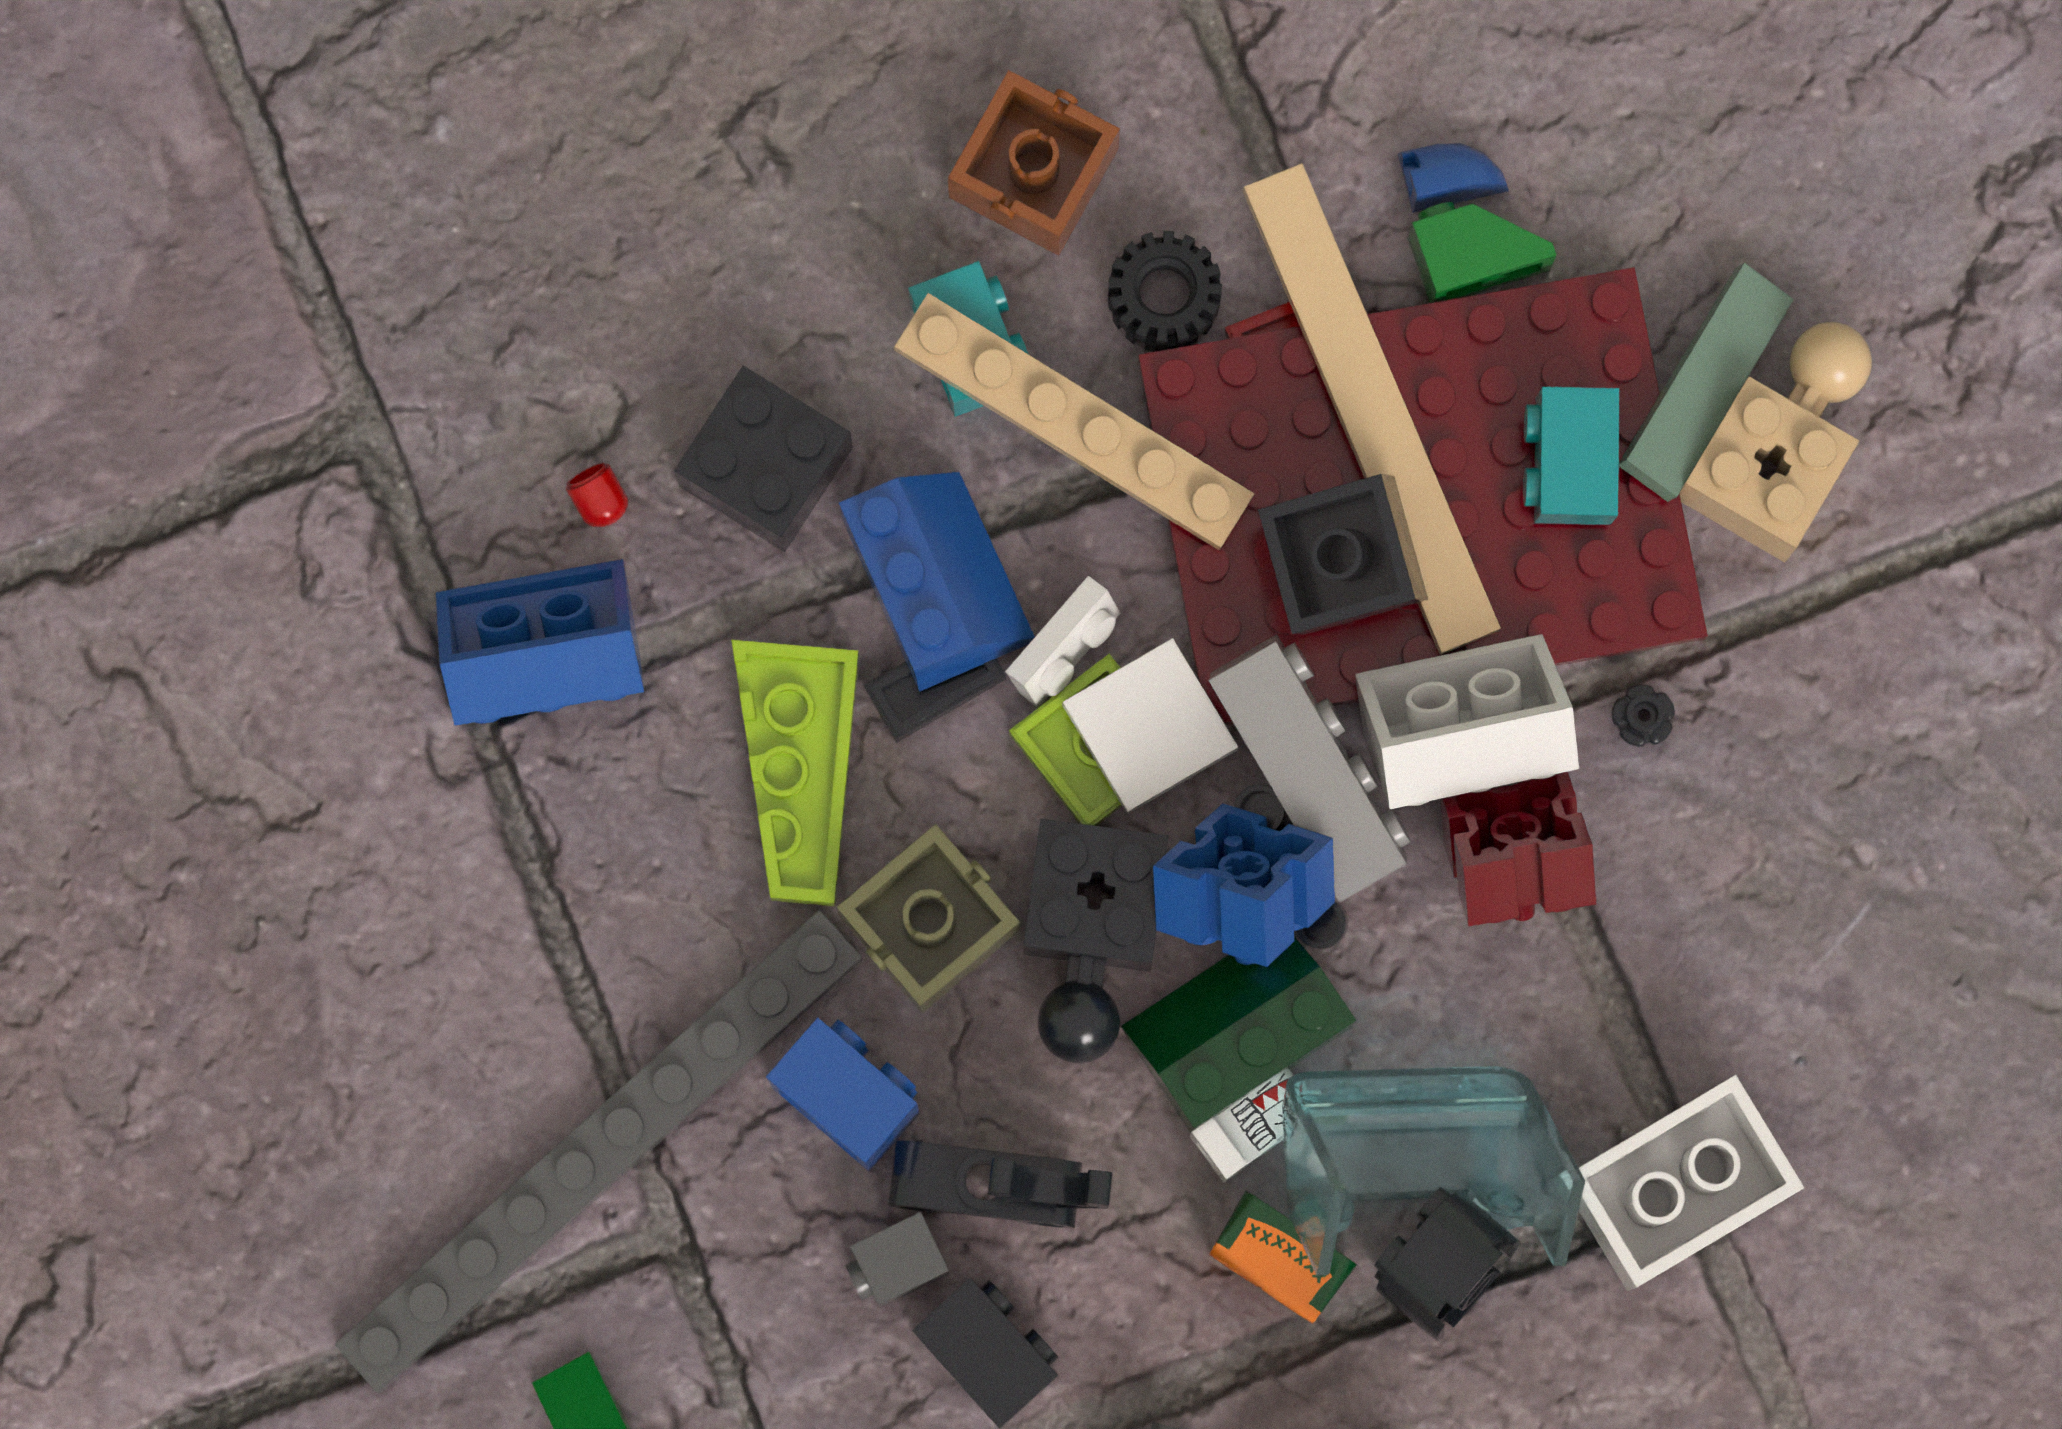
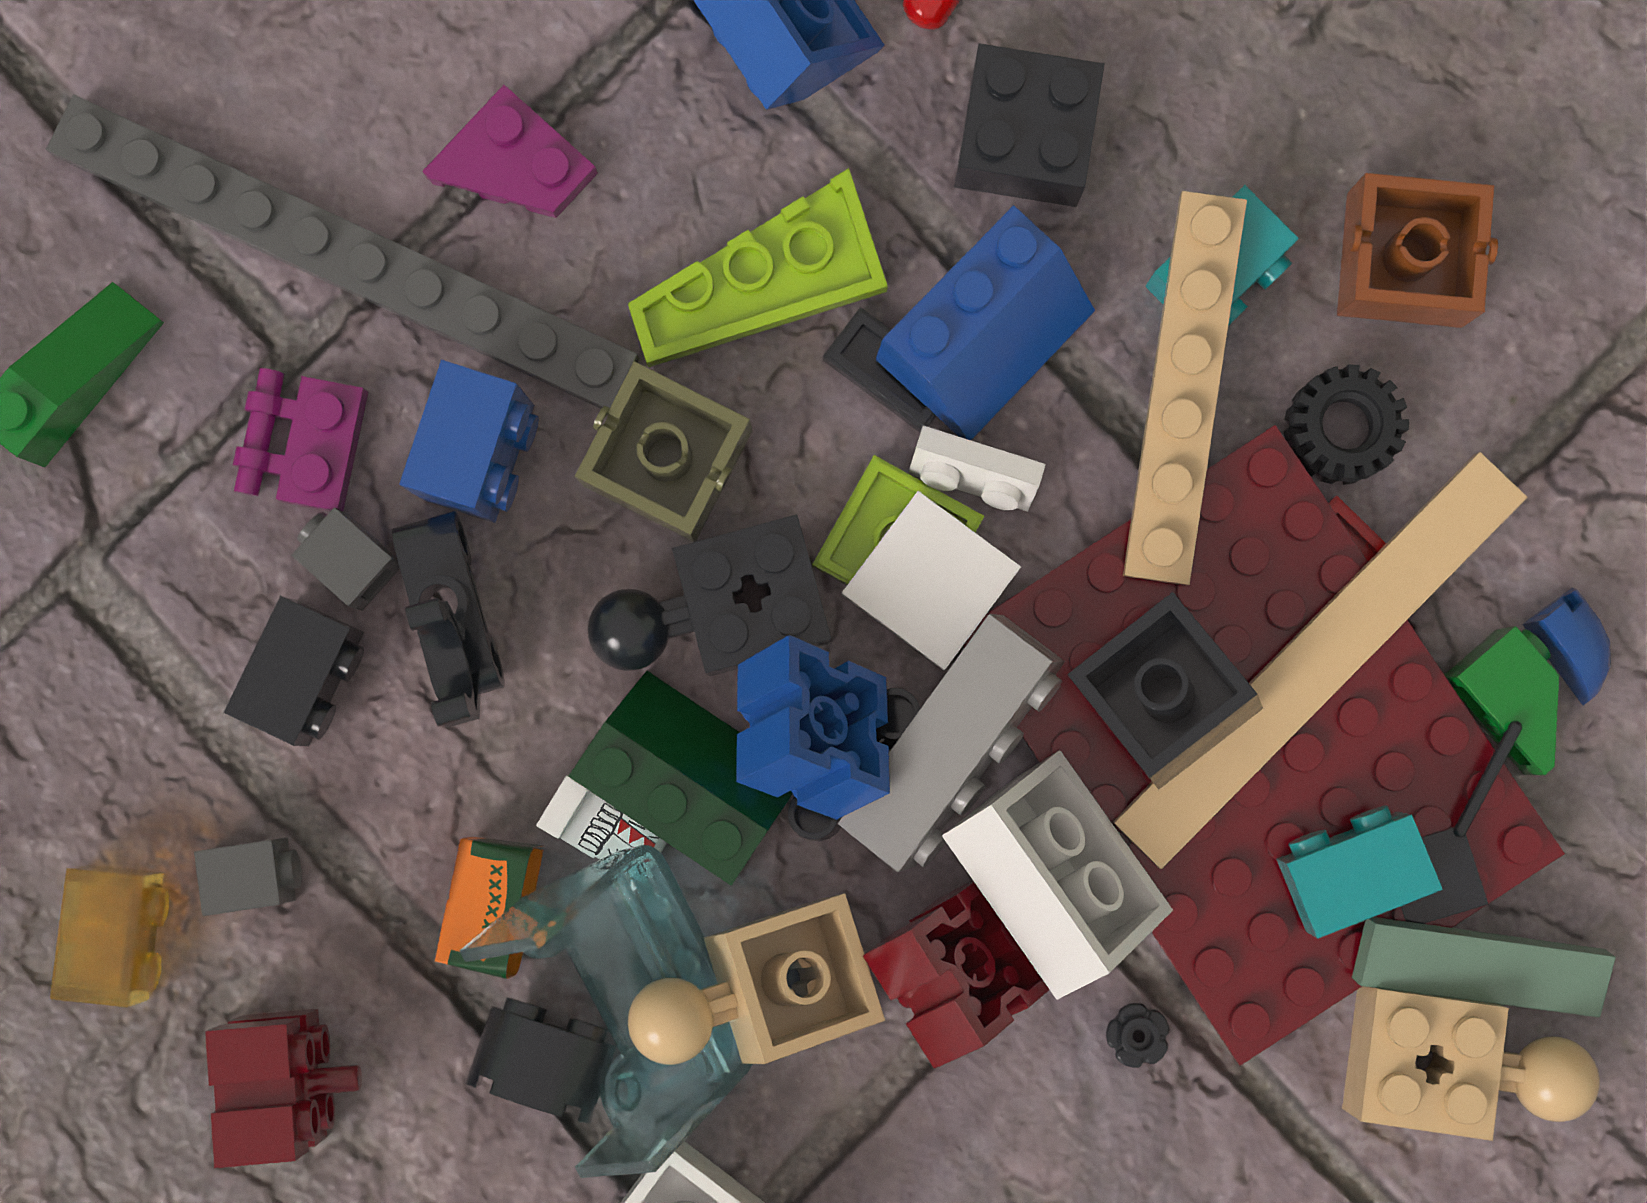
camera: 70 degrees right, 5 degrees up
(580, 950) = (513, 158): none -> magenta wing
(775, 1246) = (319, 443): none -> magenta plate
(1466, 1018) = (751, 962): none -> tan brick
(1594, 366) = (1452, 853): none -> black piece

